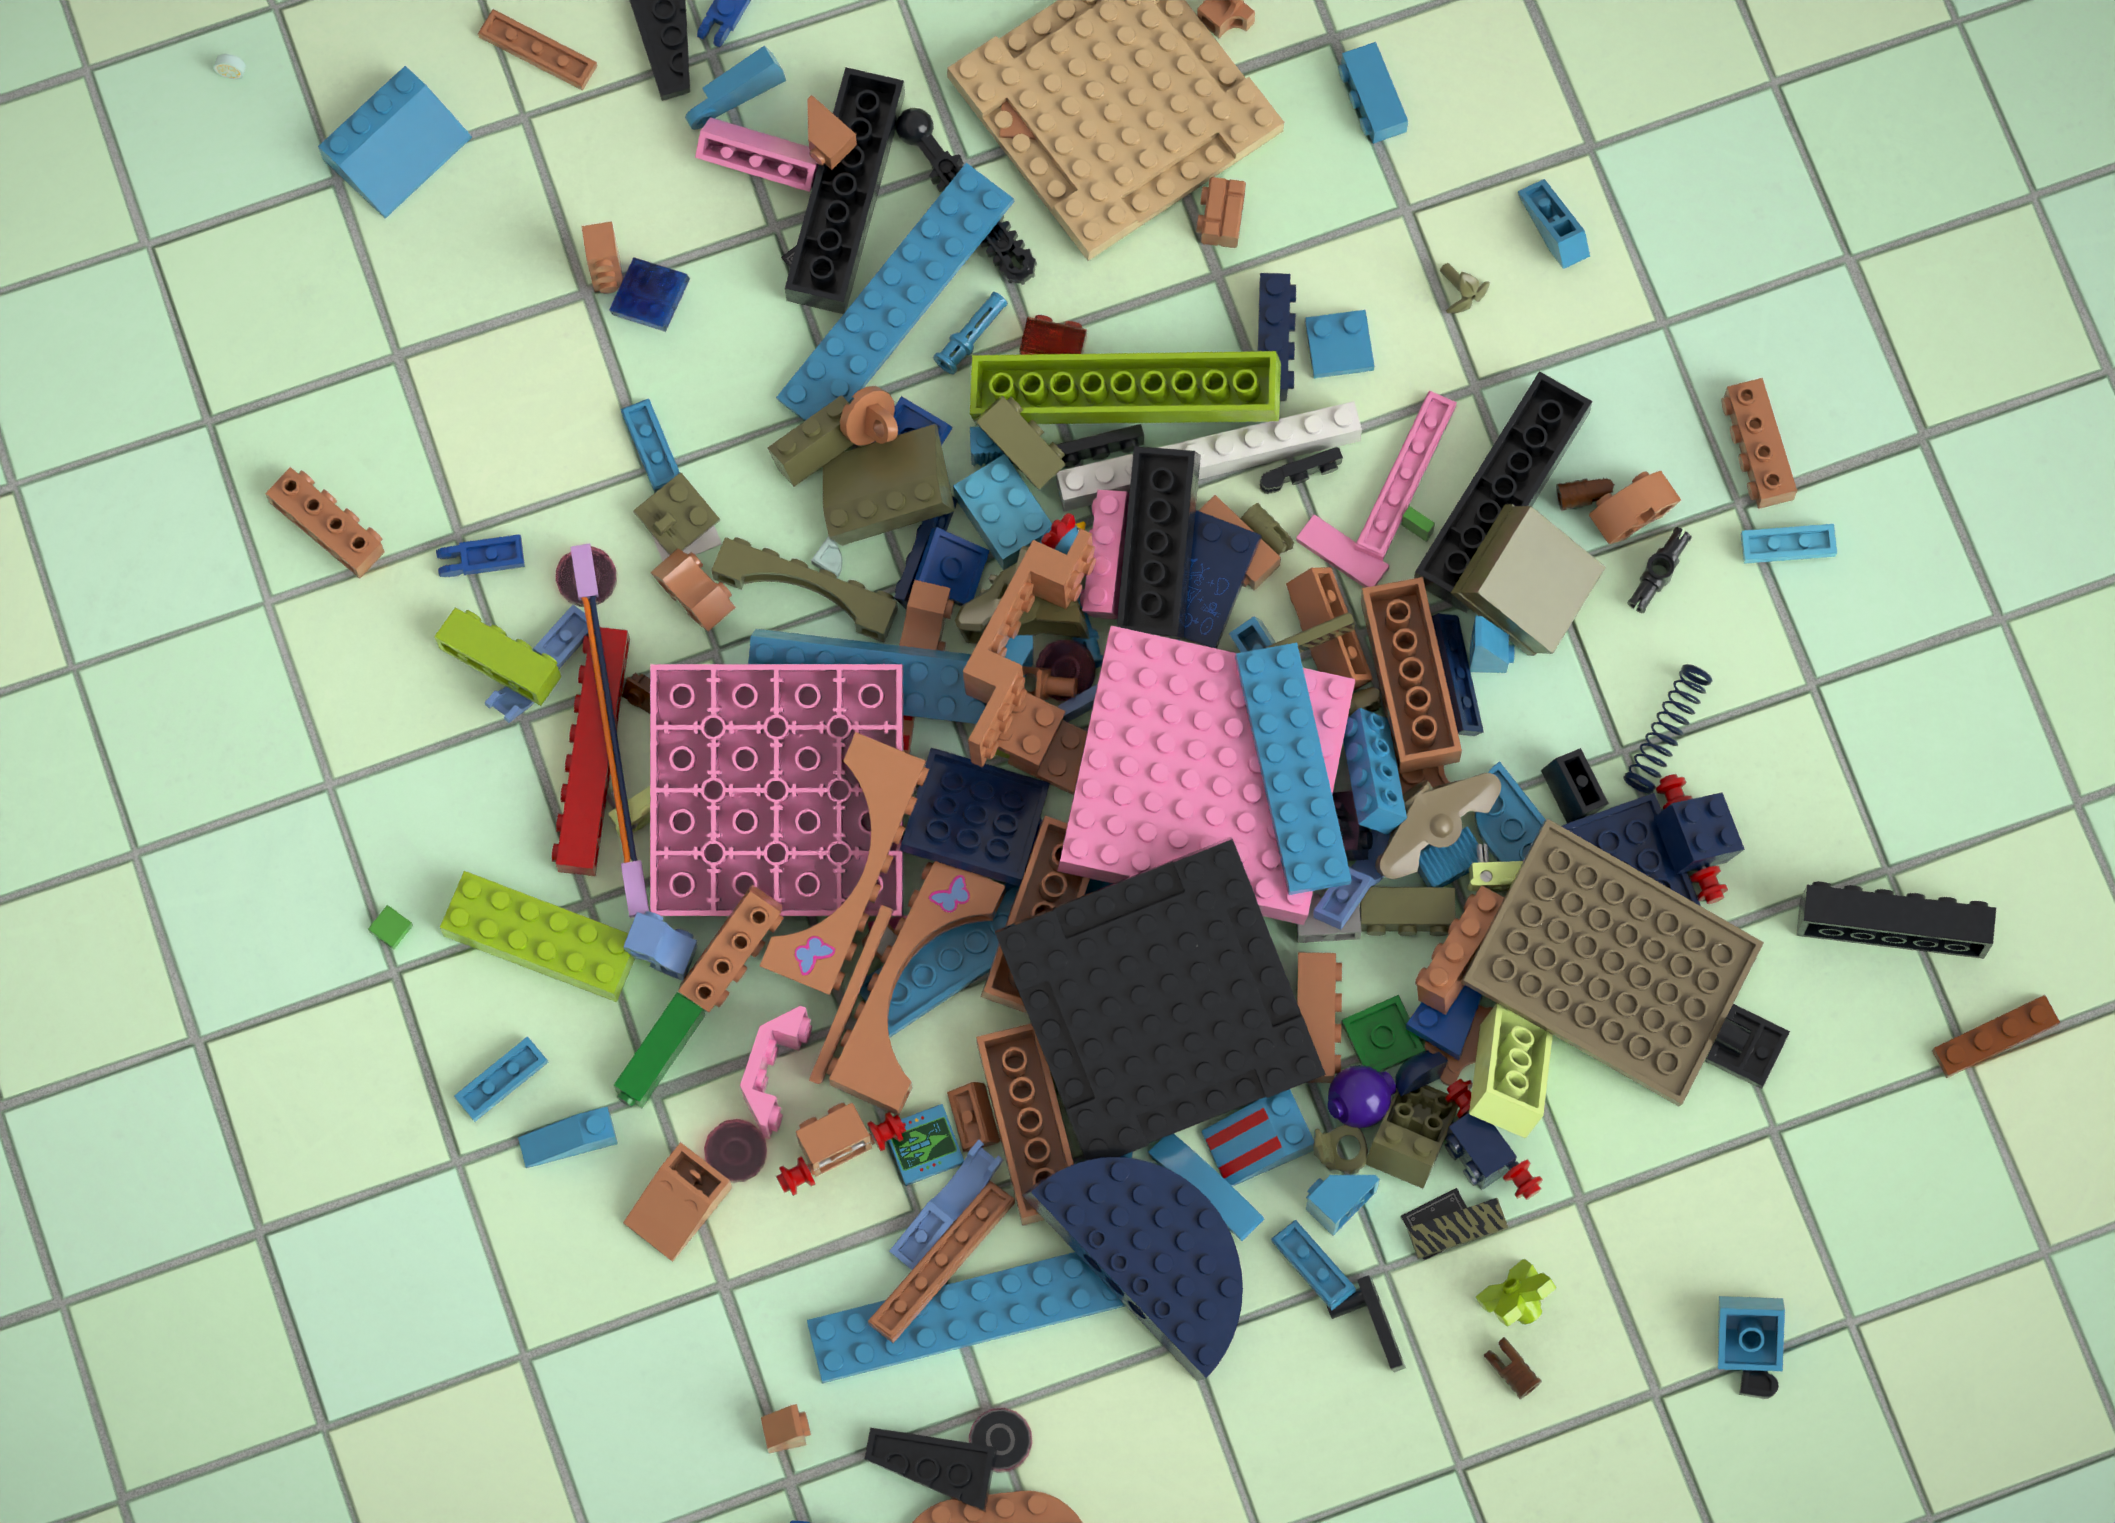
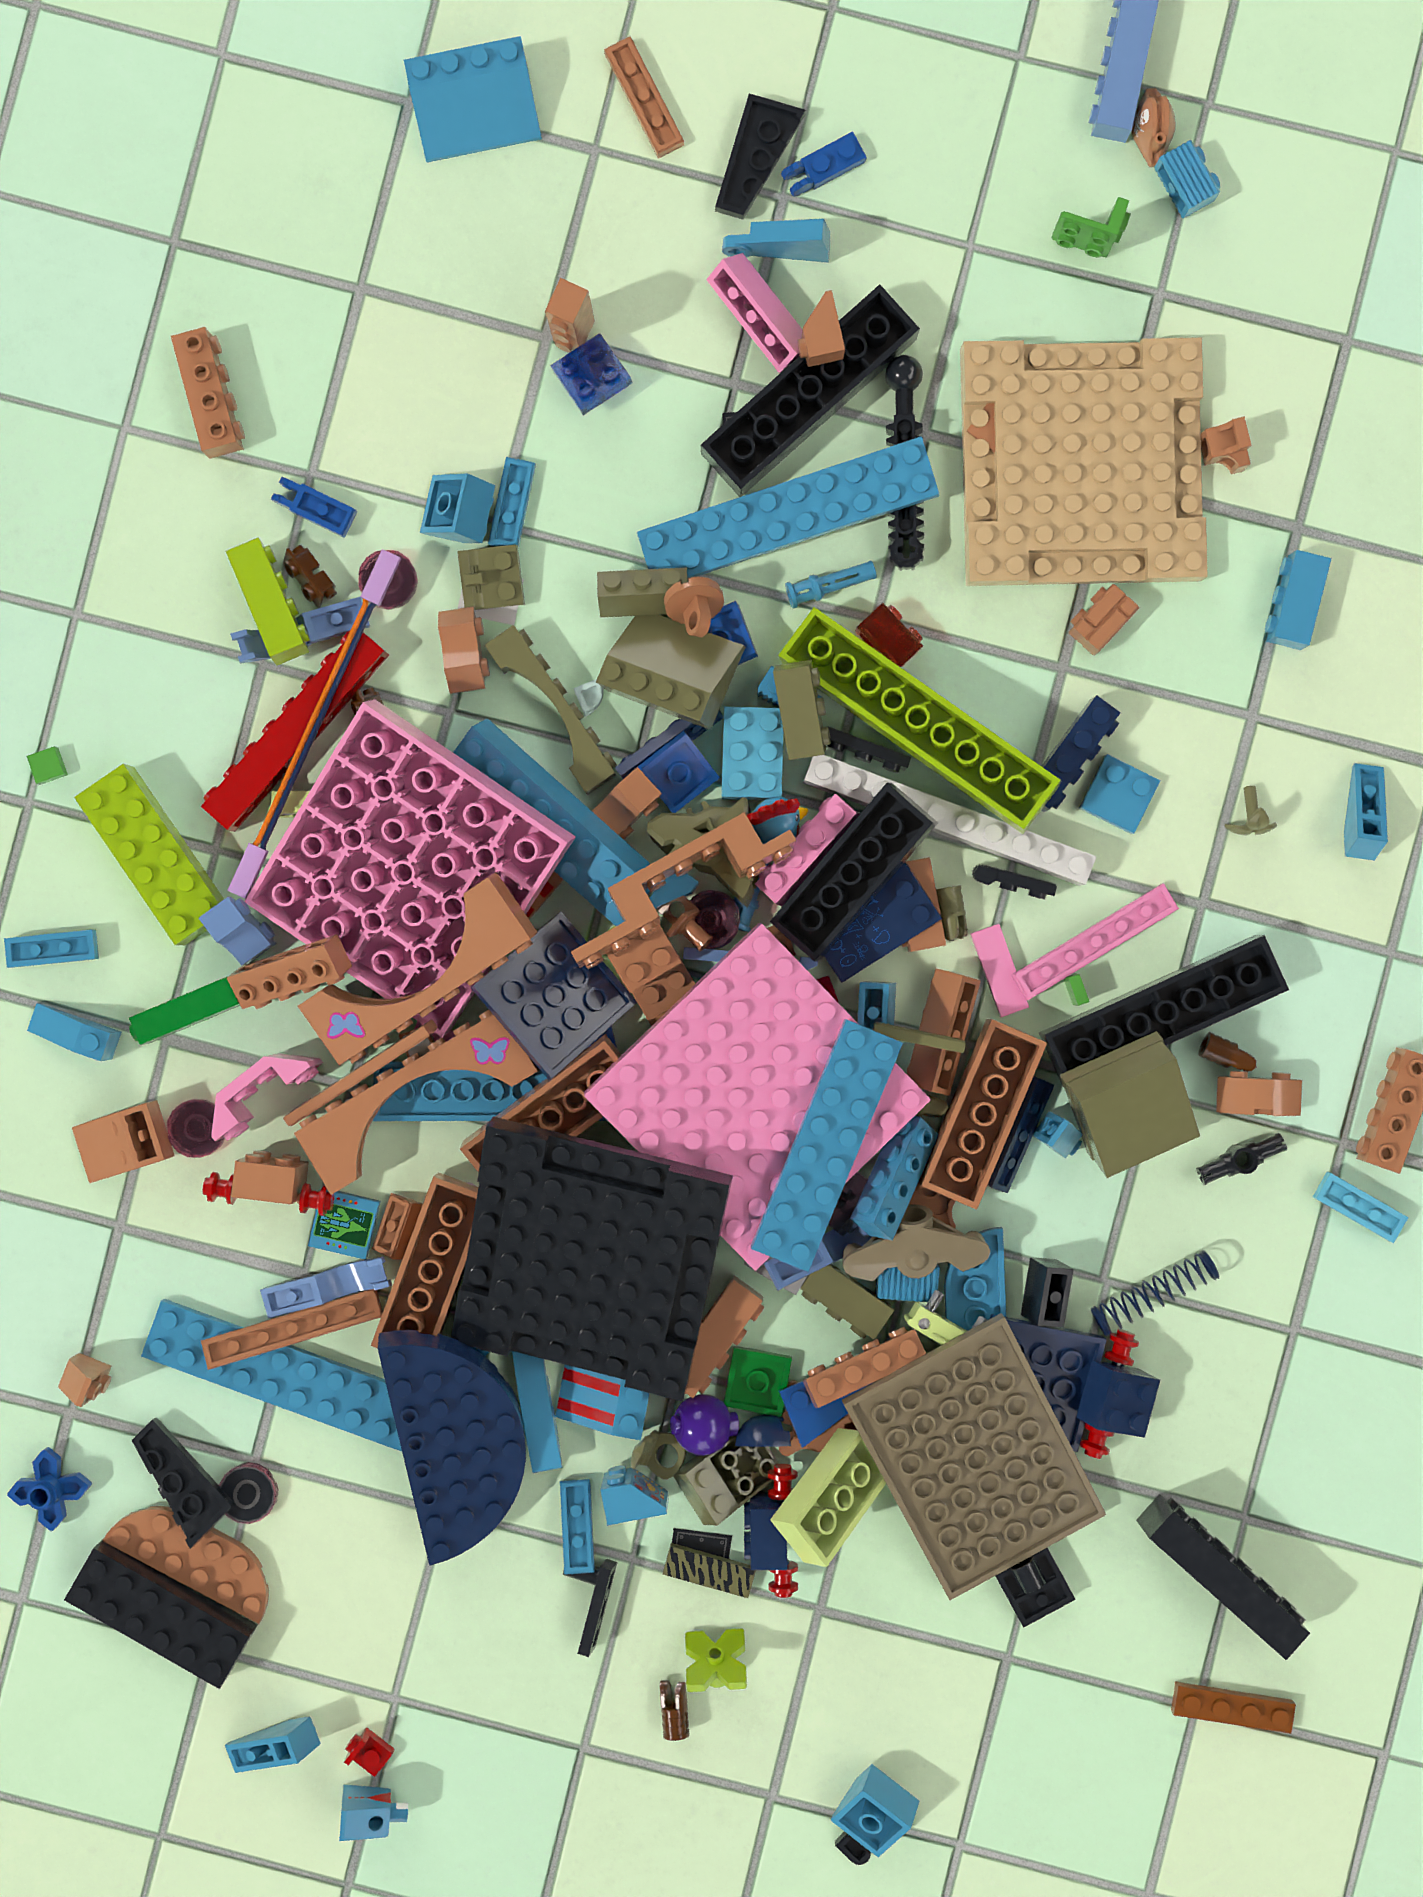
camera: 30 degrees right, 15 degrees up
(503, 614) = (300, 565): none -> reddish brown hinge
(608, 477) = (458, 508): none -> dark azure slope

